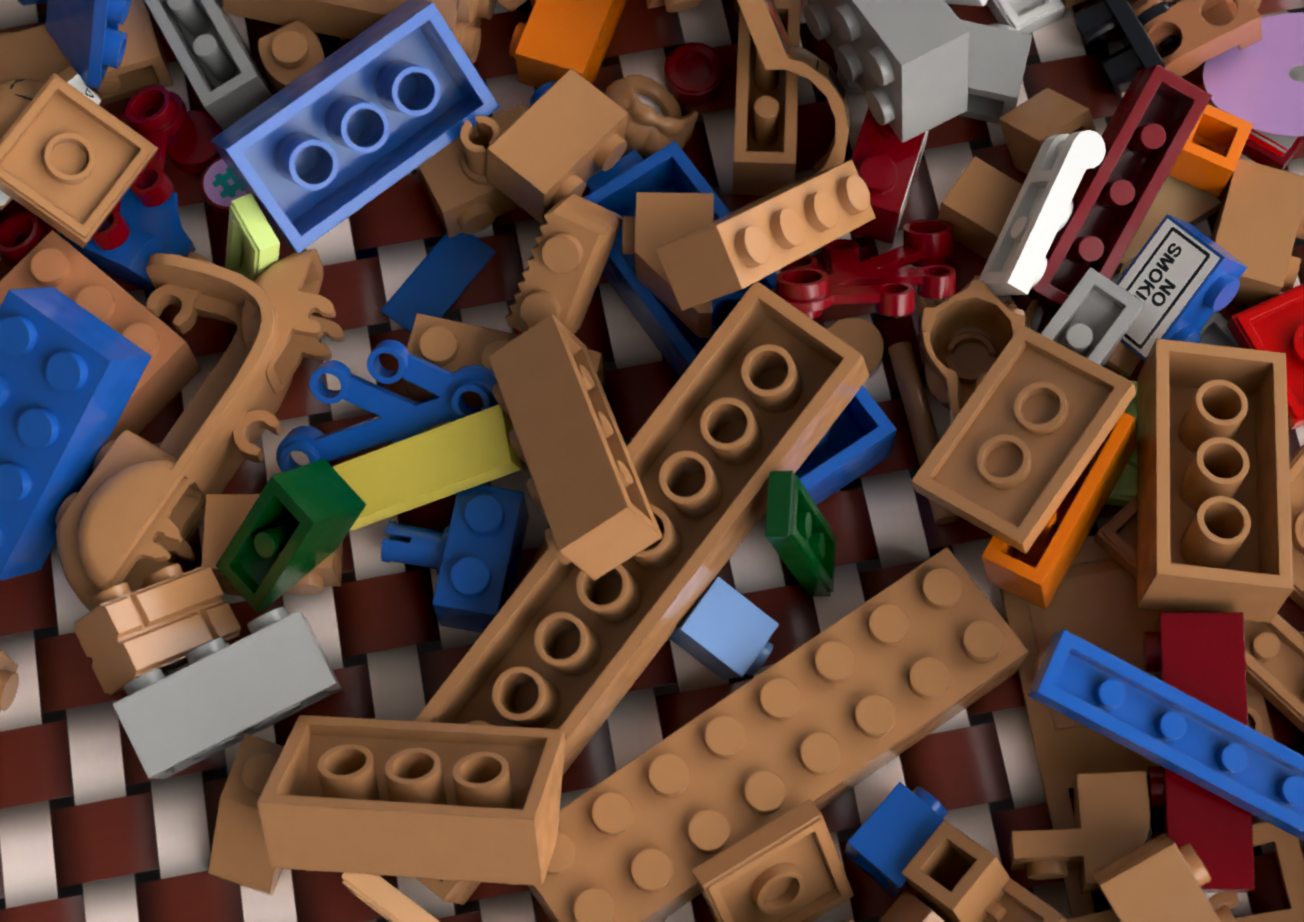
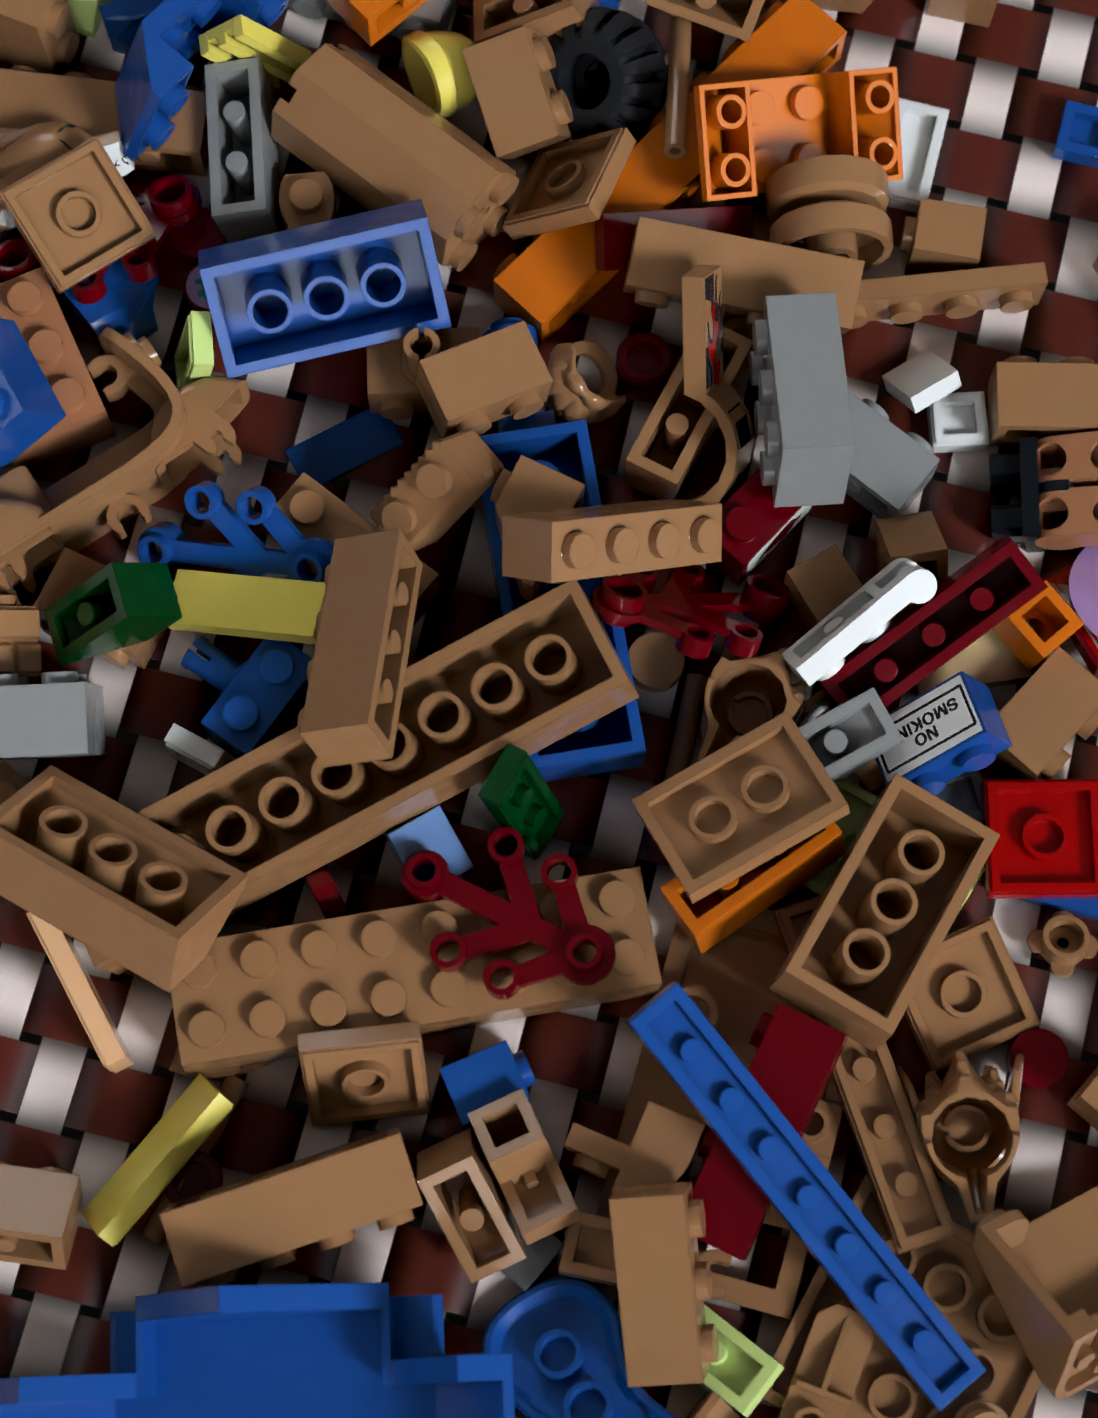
camera: 20 degrees right, 5 degrees up
(436, 640) = (194, 750): none -> white tile
(640, 721) = (326, 893): none -> dark red tile
(856, 652) = (515, 921): none -> dark red plant

